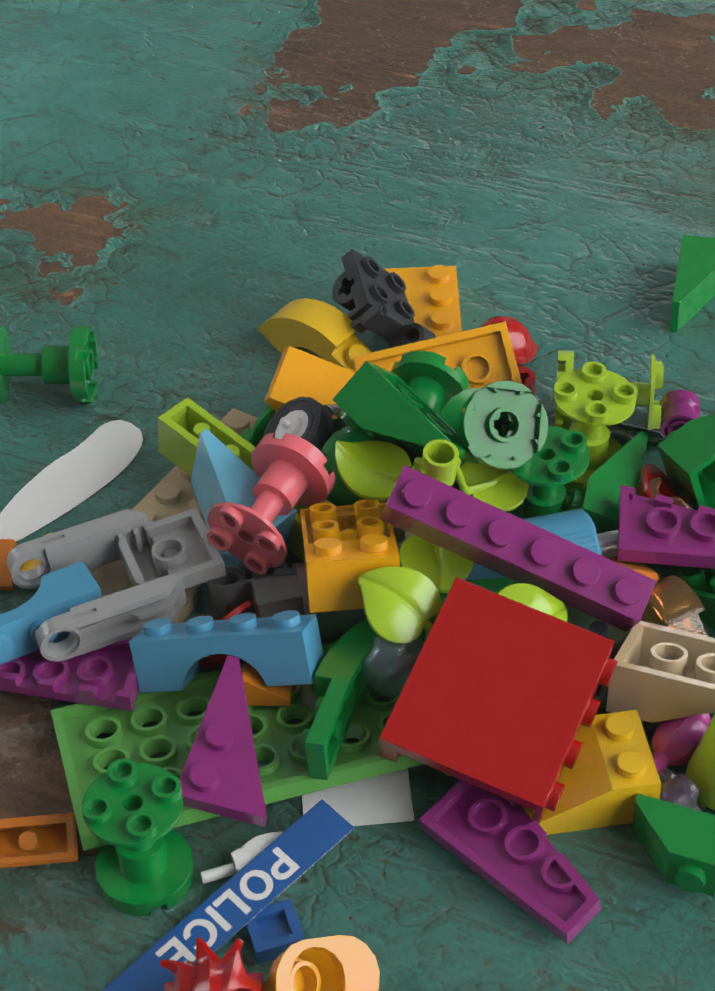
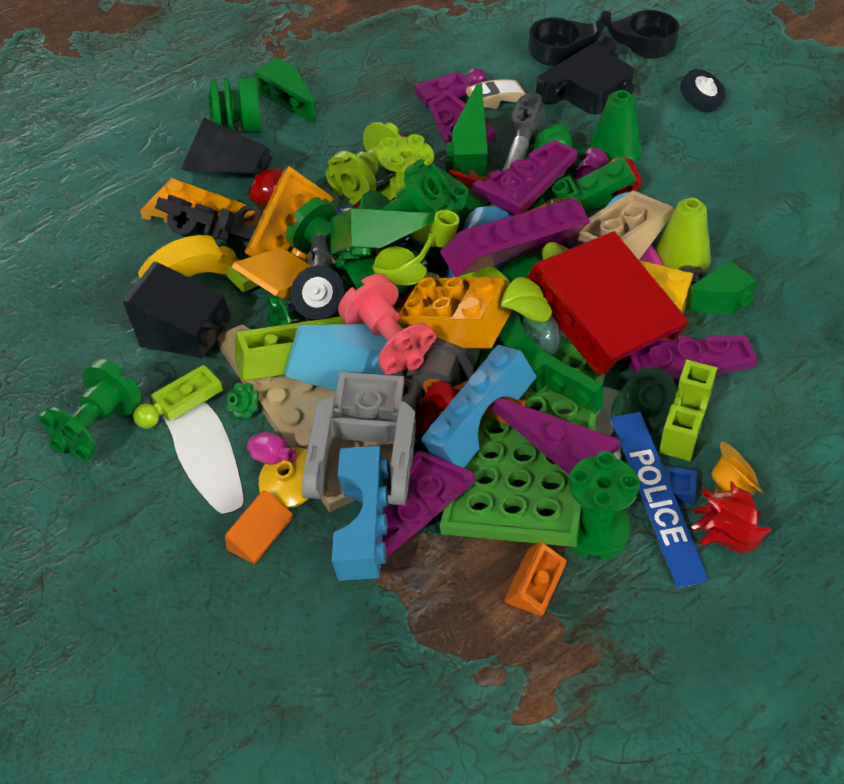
camera: 65 degrees left, 5 degrees up
(80, 512) = (270, 449): none -> dark pink plant
(114, 422) = (178, 397): none -> lime plate
(145, 471) = (242, 400): none -> green plant
(224, 353) = (175, 312): none -> black slope
(386, 829) = (648, 392): none -> clear green piece
(431, 882) = (688, 410): none -> lime arch
(509, 272) = (225, 152): none -> black slope
(604, 248) = (235, 105): none -> green wheel

